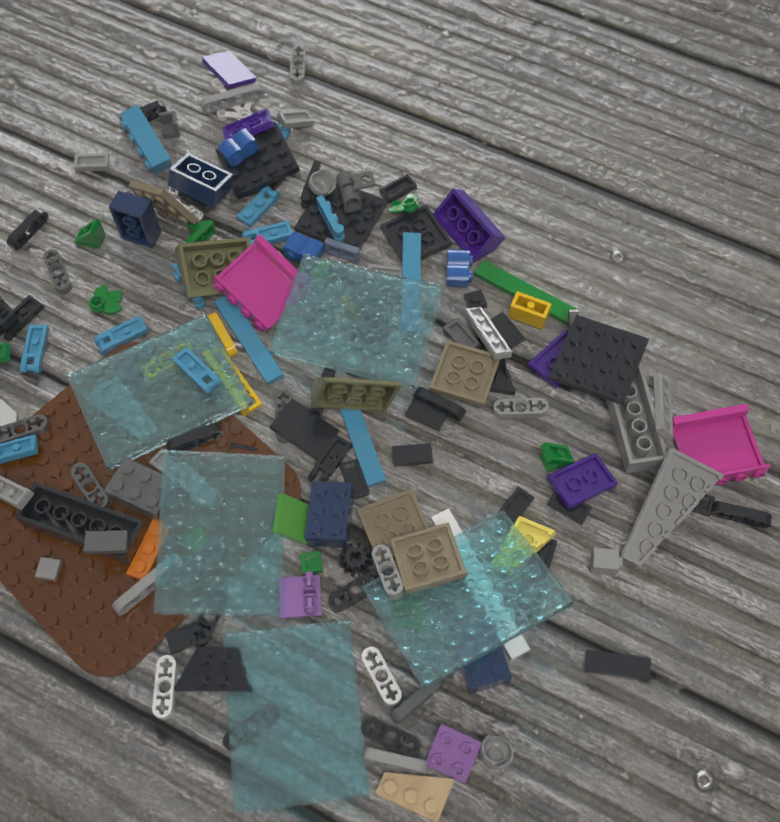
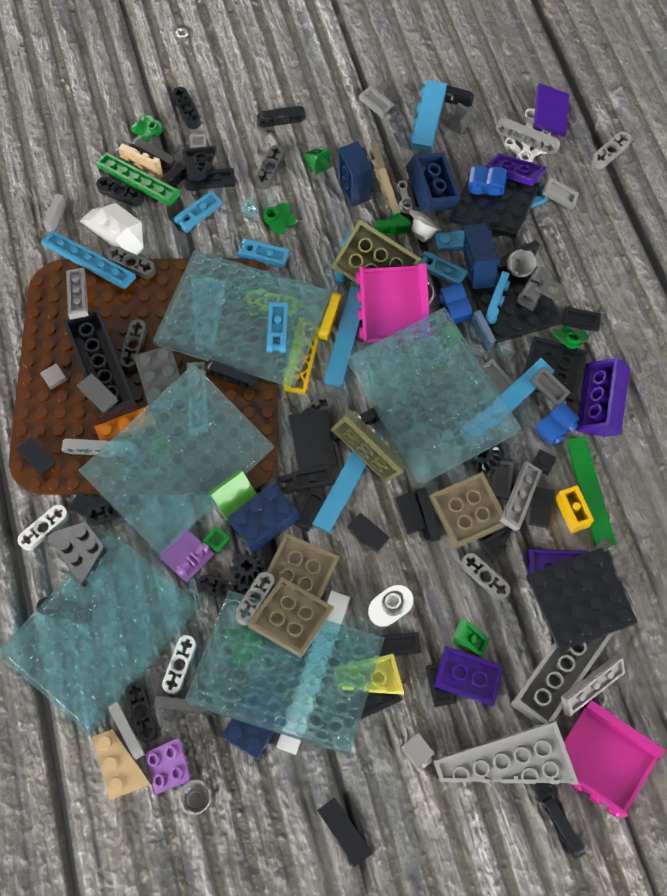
camera: 45 degrees right, 5 degrees up
(74, 313) = (249, 208): none -> clear light blue plant
(100, 640) = (36, 456): none -> black tile
(223, 218) = (423, 226): none -> white piece
(288, 201) = (480, 256): none -> dark blue brick
(429, 246) = (549, 386): none -> dark grey tile
(443, 327) = (487, 460): none -> black gear
(483, 484) = (390, 605): none -> white piece

